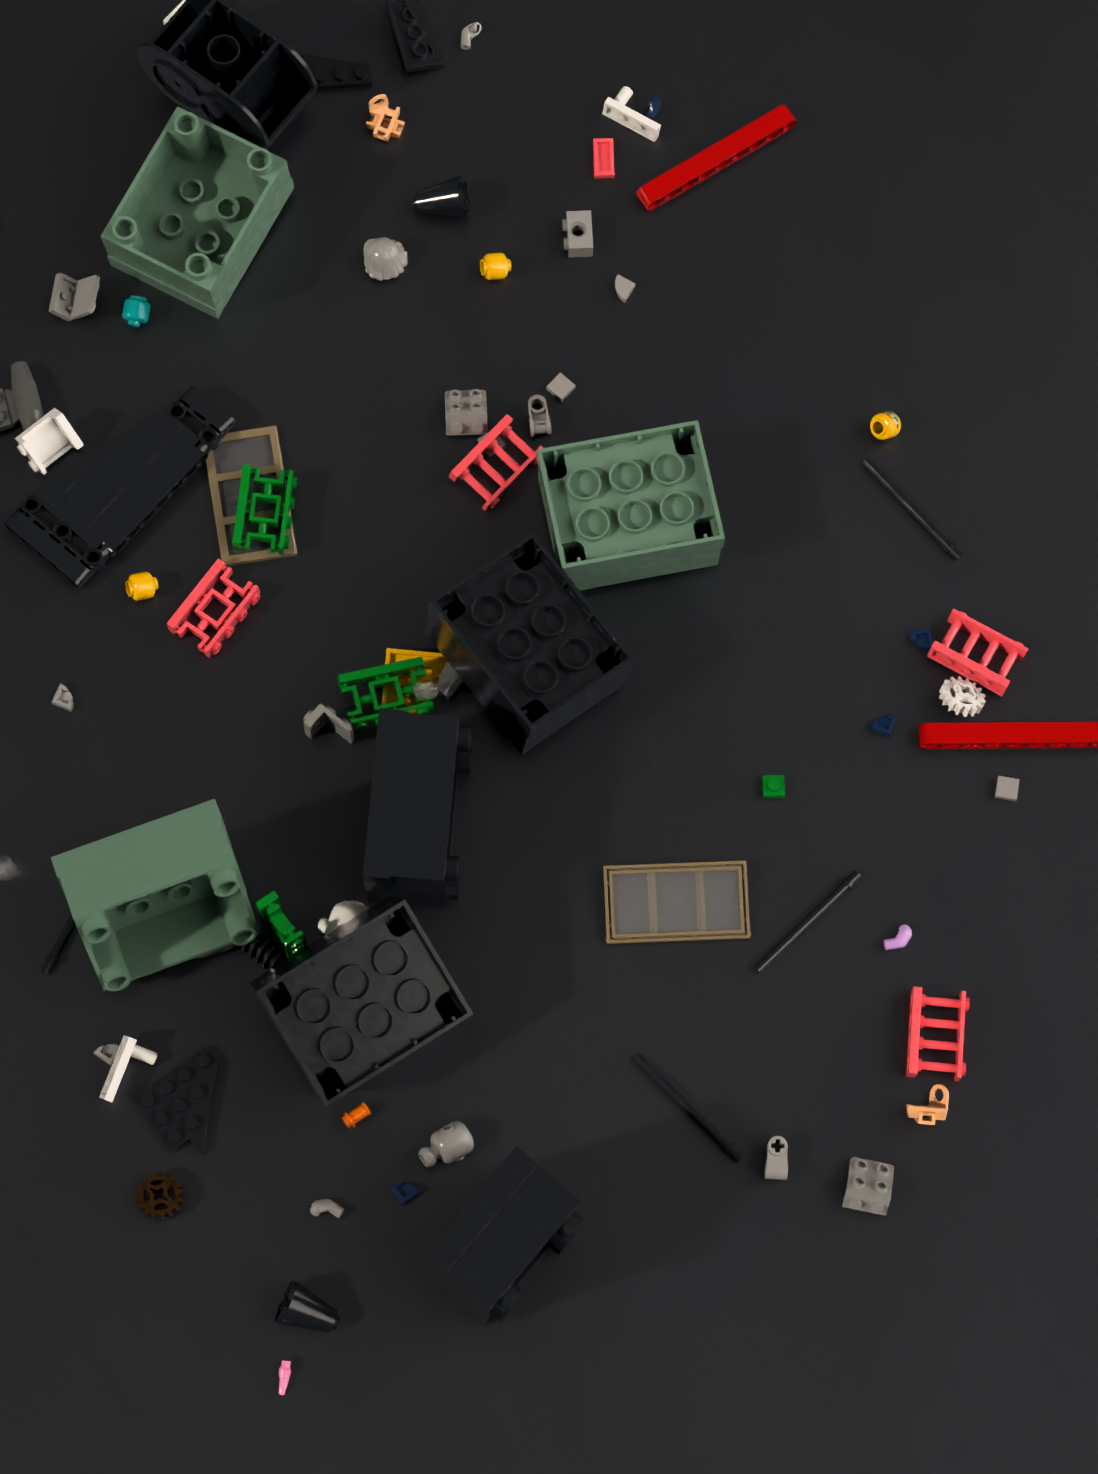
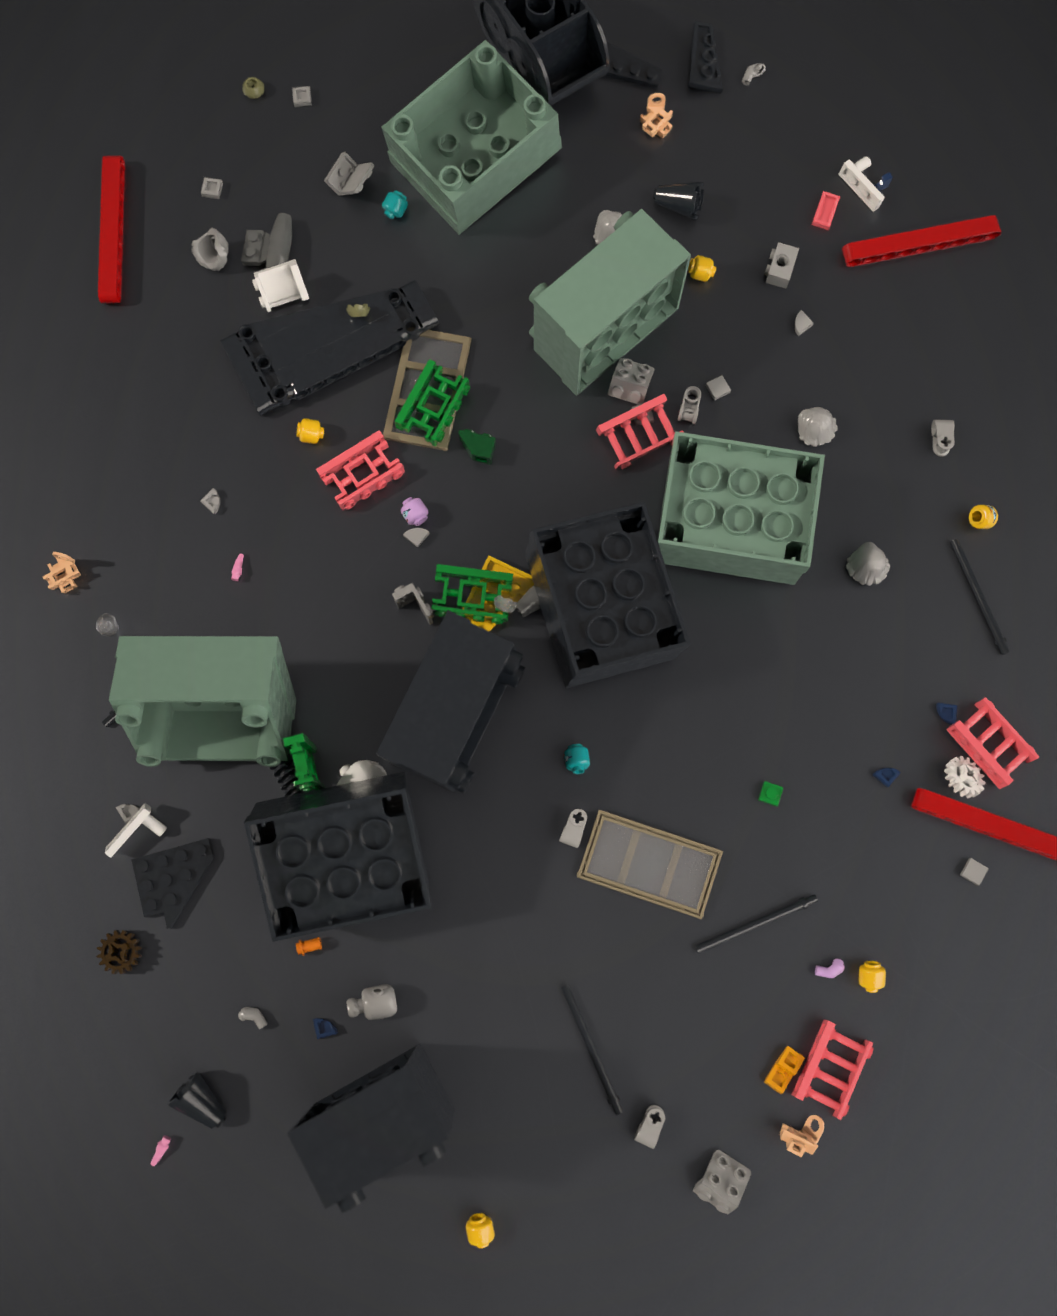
camera: 25 degrees right, 5 degrees up
(121, 759) = (237, 568): none -> bright pink piece
(146, 439) = (358, 310): none -> olive plate
(289, 630) = (414, 511): none -> lavender head
(300, 656) = (416, 535): none -> light grey tile
(329, 538) = (478, 446): none -> dark green slope
(413, 339) = (608, 300): none -> sand green piece
(560, 823) = (576, 758): none -> teal head
(585, 897) = (573, 831): none -> light grey piece
(643, 1324) = (480, 1230): none -> yellow head
(679, 391) = (816, 426): none -> light grey hair
(786, 516) = (868, 564): none -> light grey hair
(814, 356) = (942, 436): none -> light grey piece
(889, 1054) = (784, 1069): none -> light orange slope
(942, 928) = (872, 976): none -> yellow head

